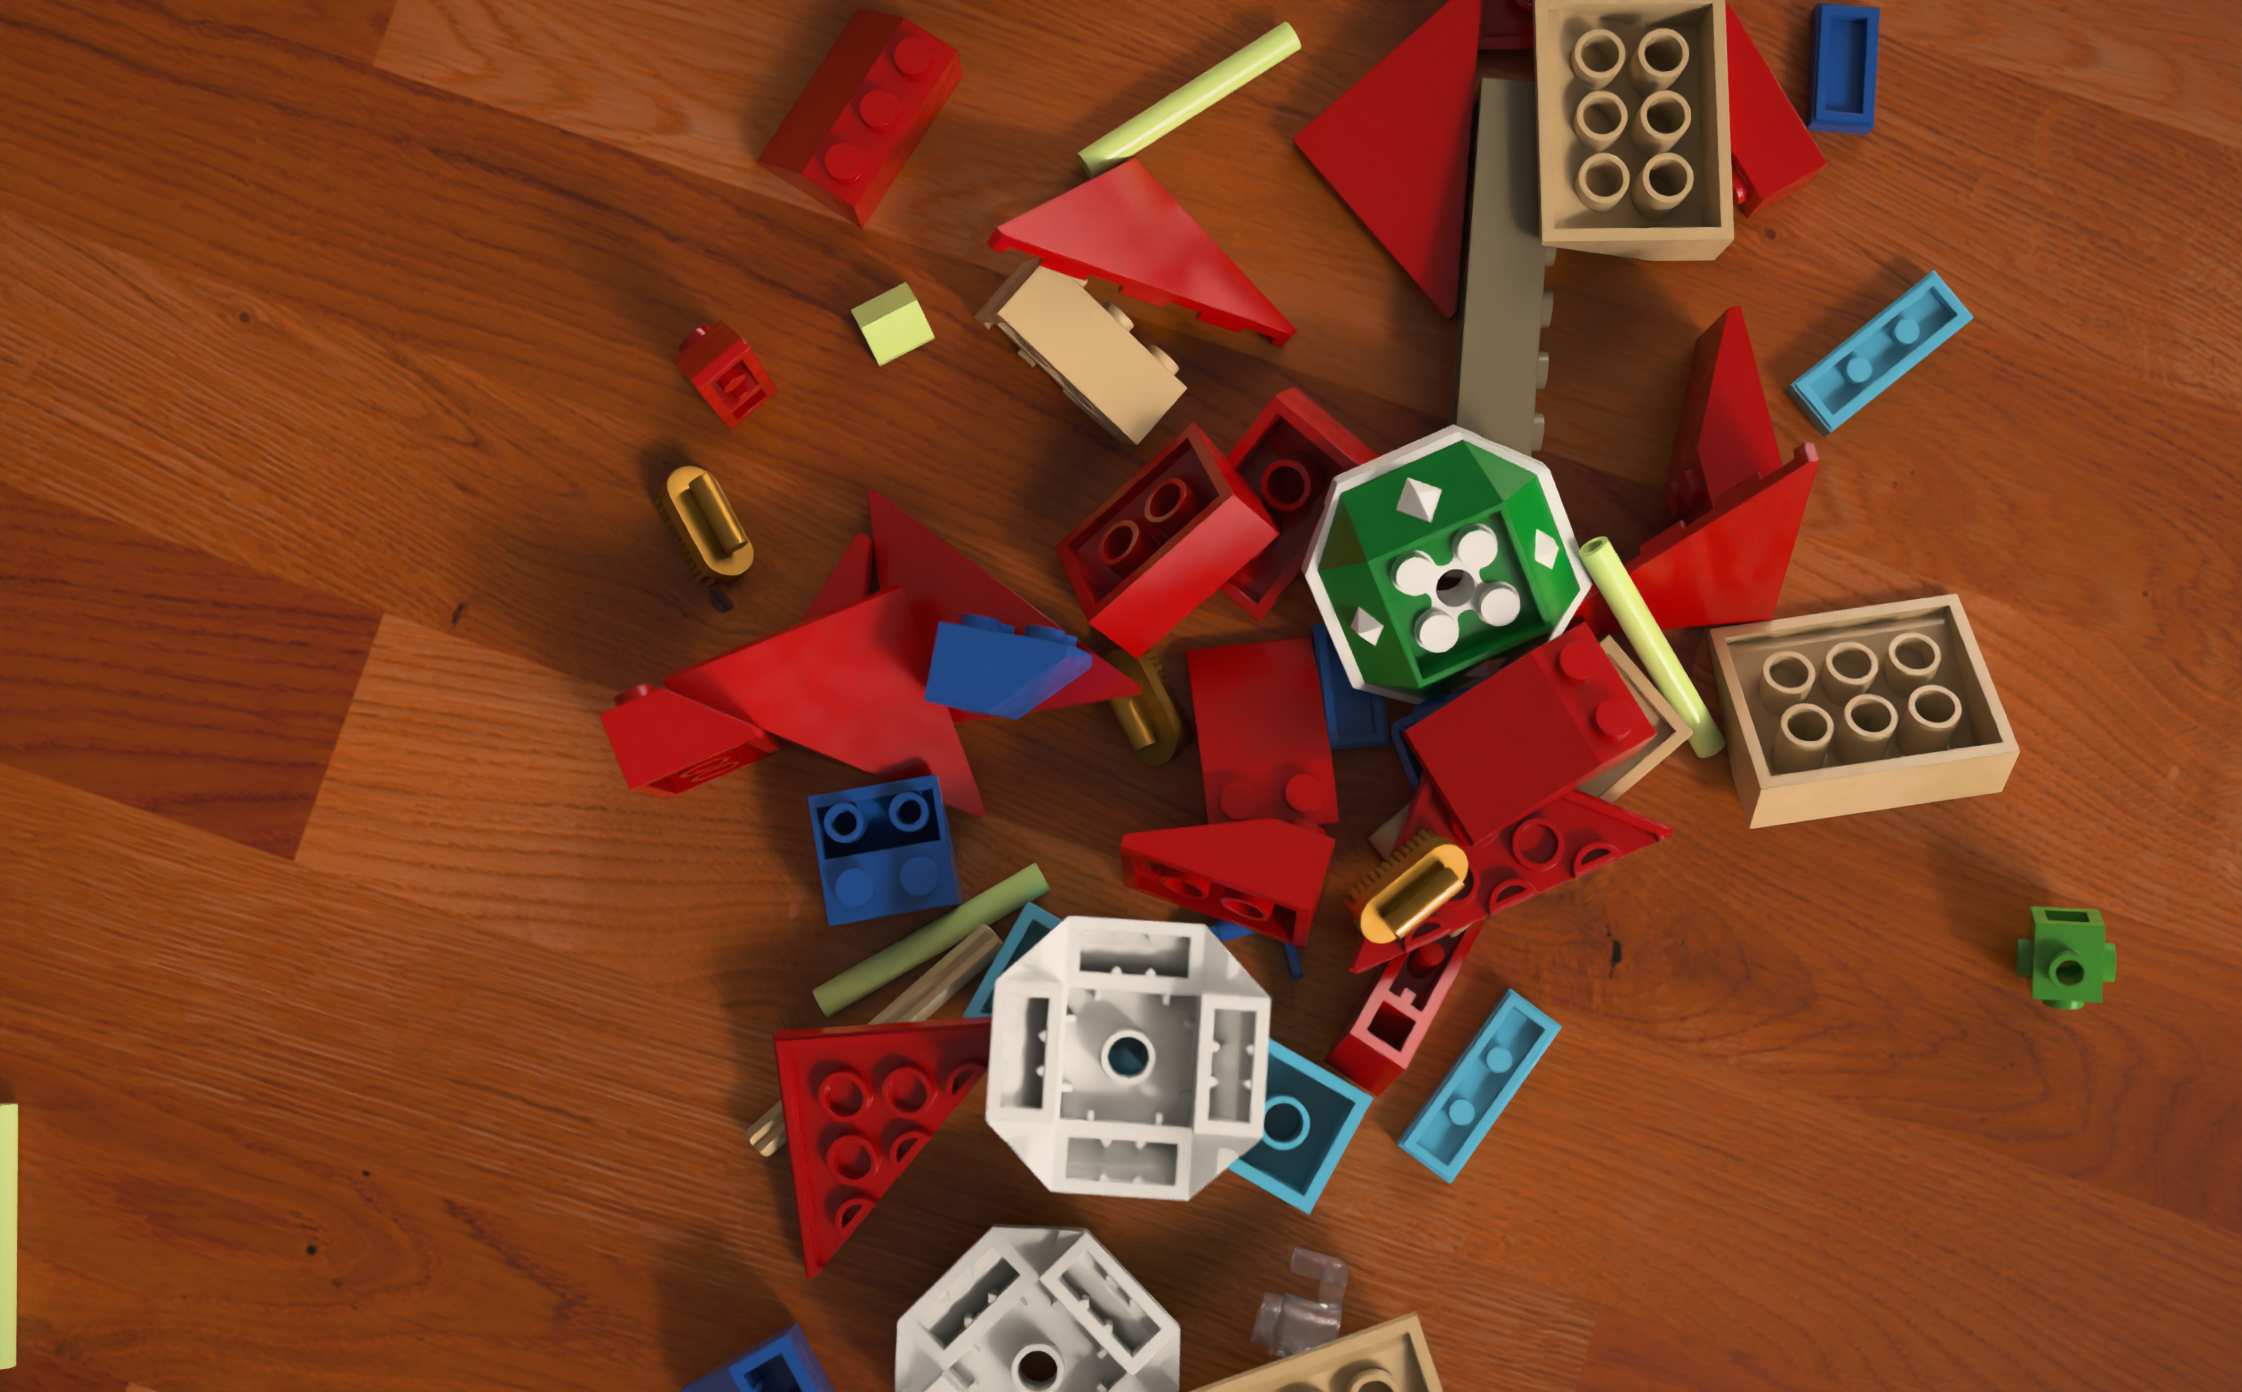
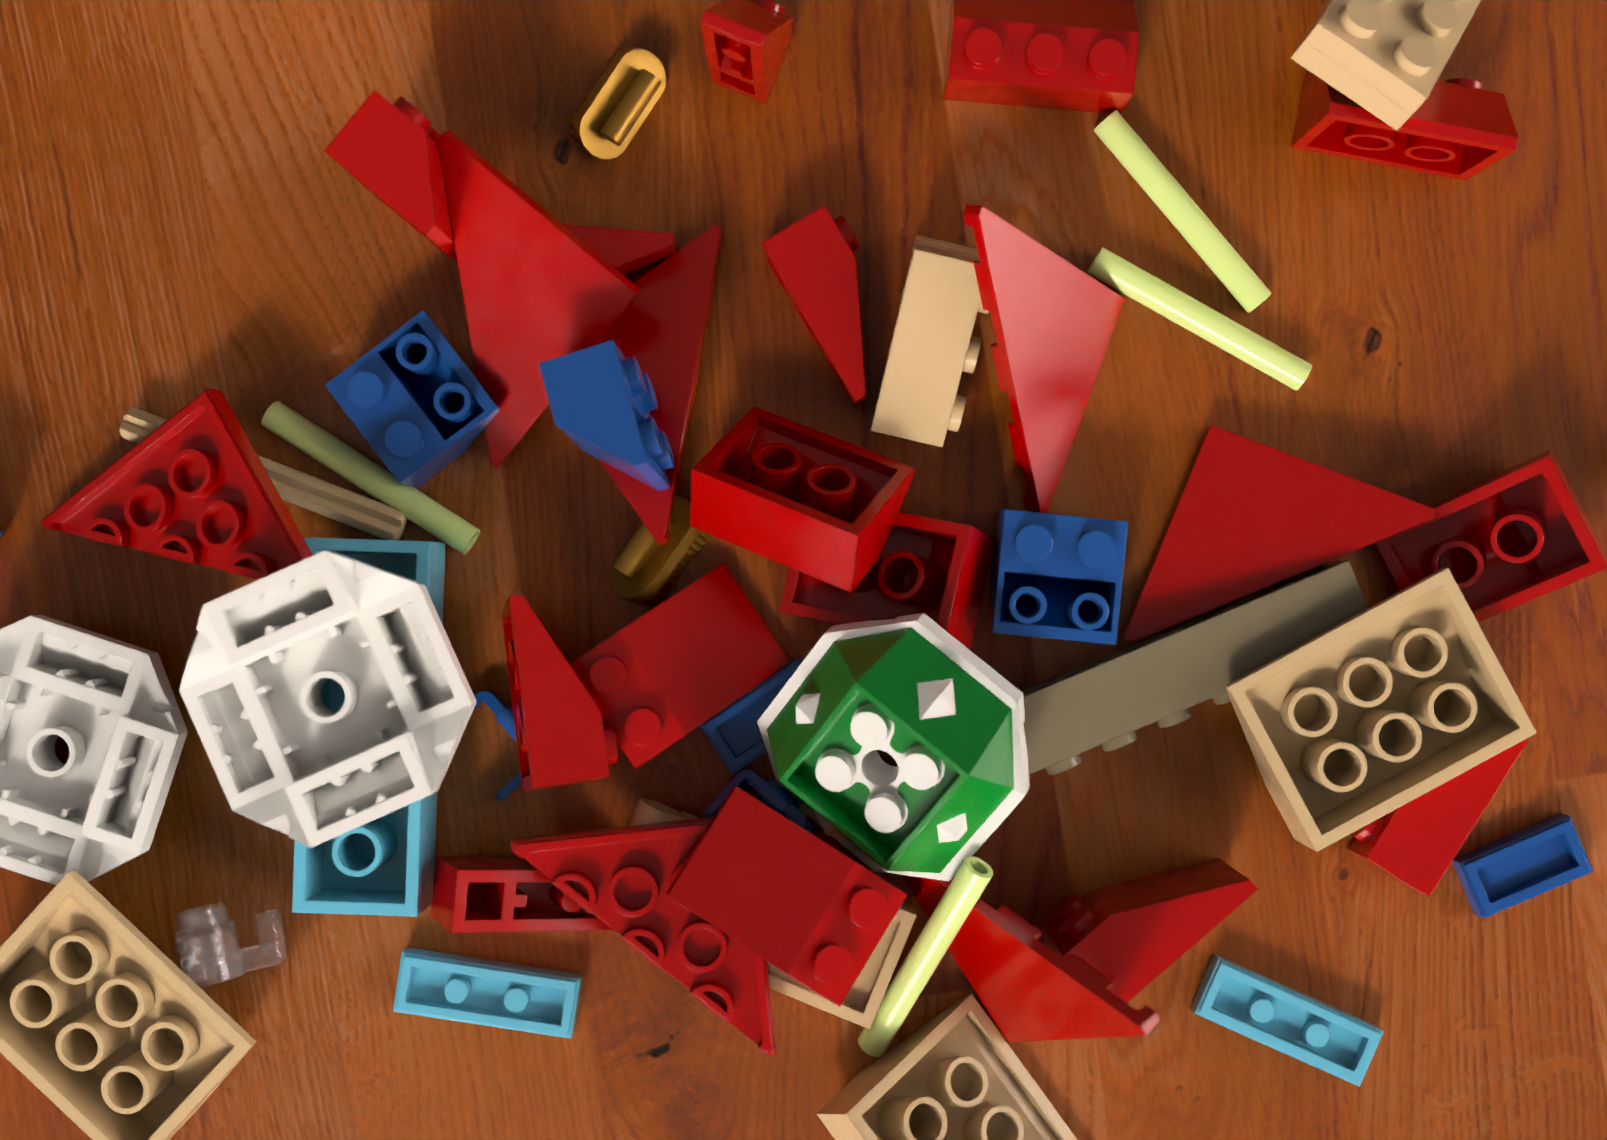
camera: 60 degrees right, 5 degrees up
(893, 324) = (872, 168): yellowish green slope -> none
(978, 423) = (821, 281): none -> red slope
(1083, 65) = (1182, 211): none -> yellowish green piece
(1359, 346) = (1057, 576): none -> blue slope
(1407, 887) = (604, 857): pearl gold piece -> none

